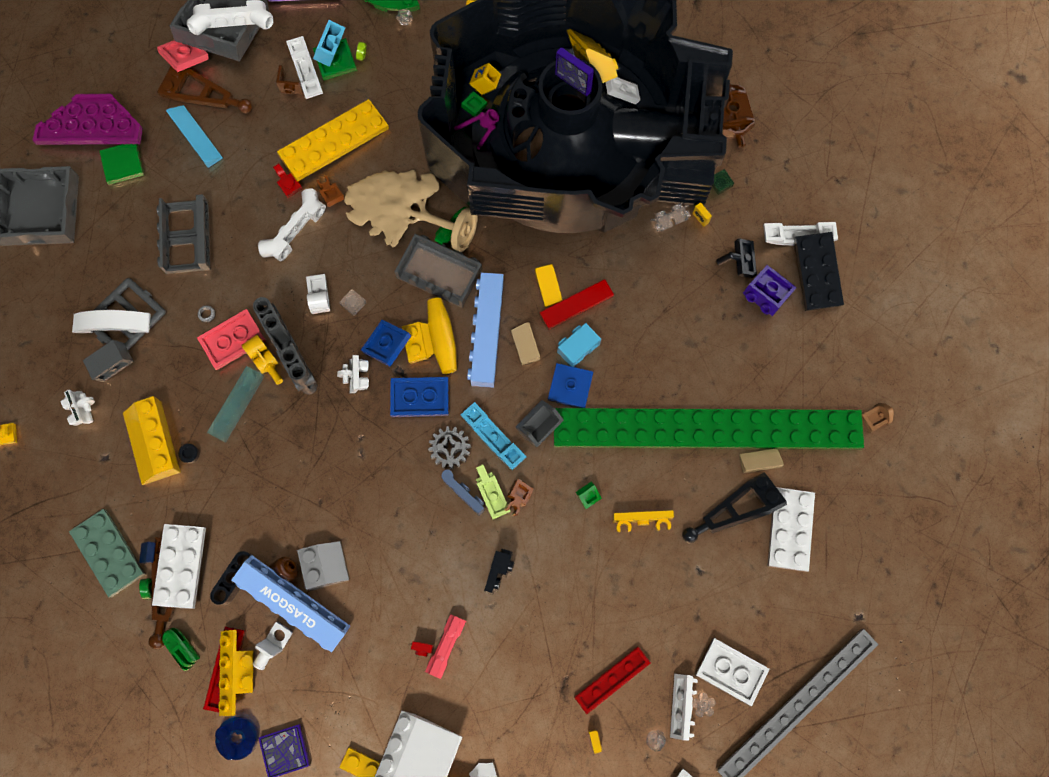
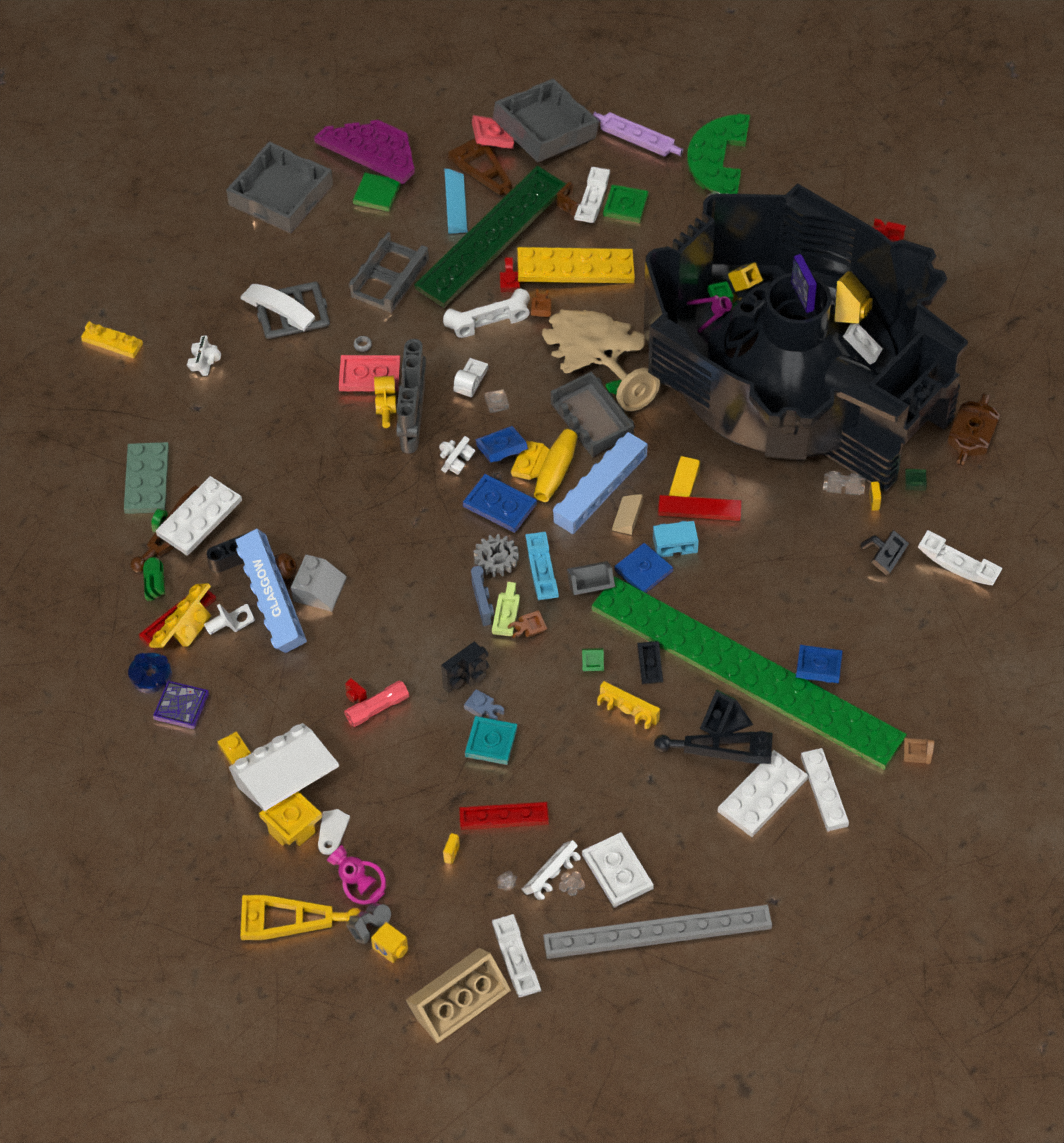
camera: 35 degrees right, 20 degrees down
(108, 361) = (254, 333): dark grey panel -> none
(147, 552) = (180, 493): dark blue tile -> none
(151, 440) = (245, 412): yellow slope -> none
(188, 453) = (268, 441): black tile -> none
(235, 404) = (336, 425): clear light blue plate -> none
(246, 153) = (489, 237): none -> dark green plate
(253, 13) = (532, 110): white plate -> none
(329, 43) = (627, 183): medium azure brick -> none
(361, 51) = (654, 207): lime tile -> none
(527, 591) = (482, 704): none -> sand blue plate
(558, 620) = (491, 740): none -> teal plate
(631, 468) = (650, 662): none -> black slope
(719, 483) = (724, 715): none -> black slope
(760, 390) = (819, 664): none -> blue plate
(761, 460) = (776, 724): tan slope -> none
(769, 290) = (891, 589): dark purple plate -> none
(818, 271) = (953, 599): black plate -> none
(833, 496) = (824, 789): none -> white plate

